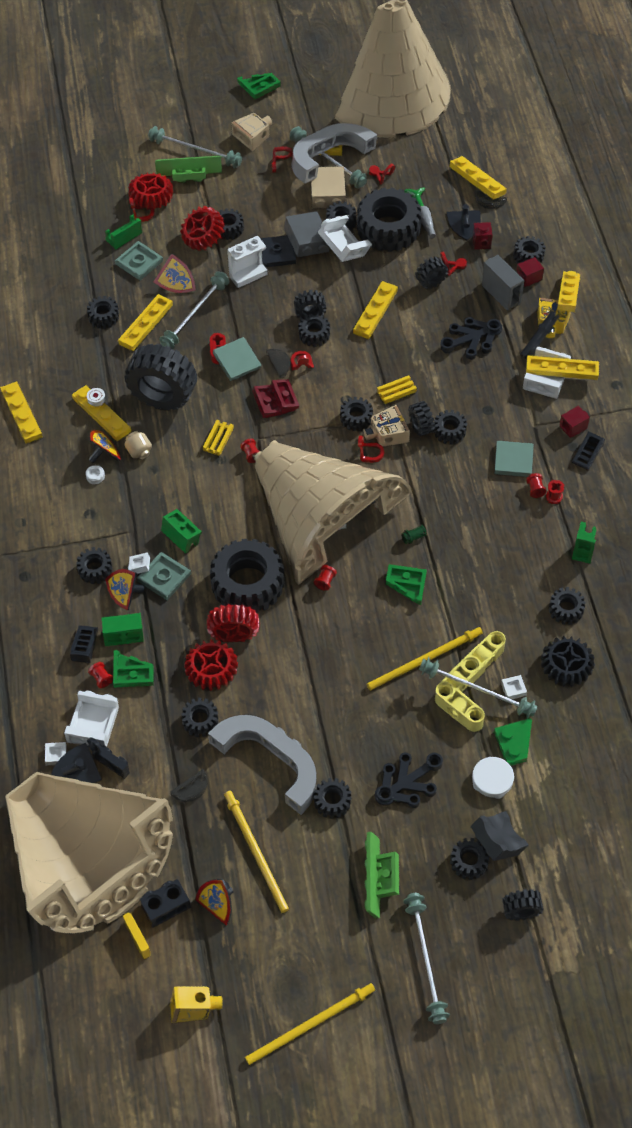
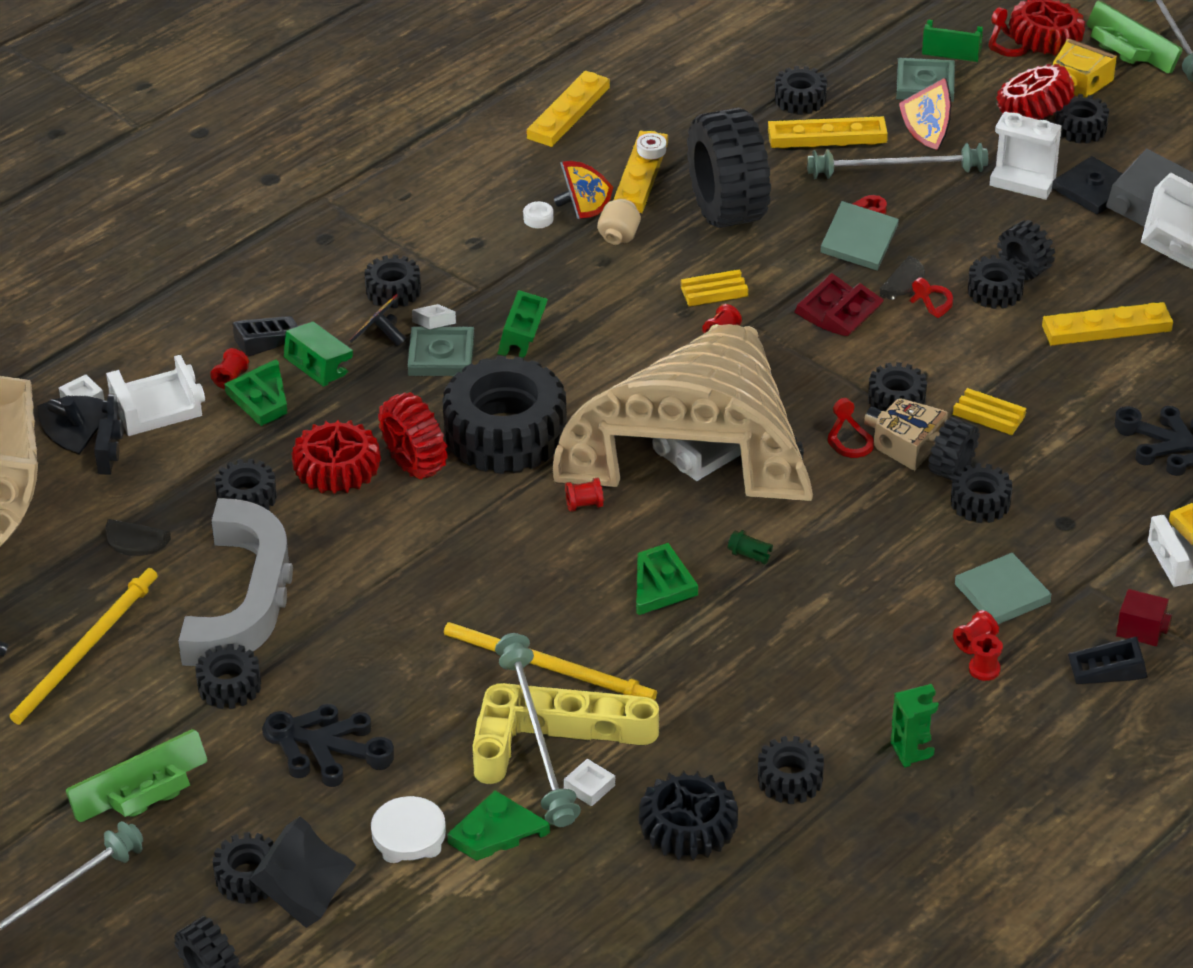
camera: 55 degrees right, 15 degrees down
(191, 198) = (1088, 66): none -> yellow torso

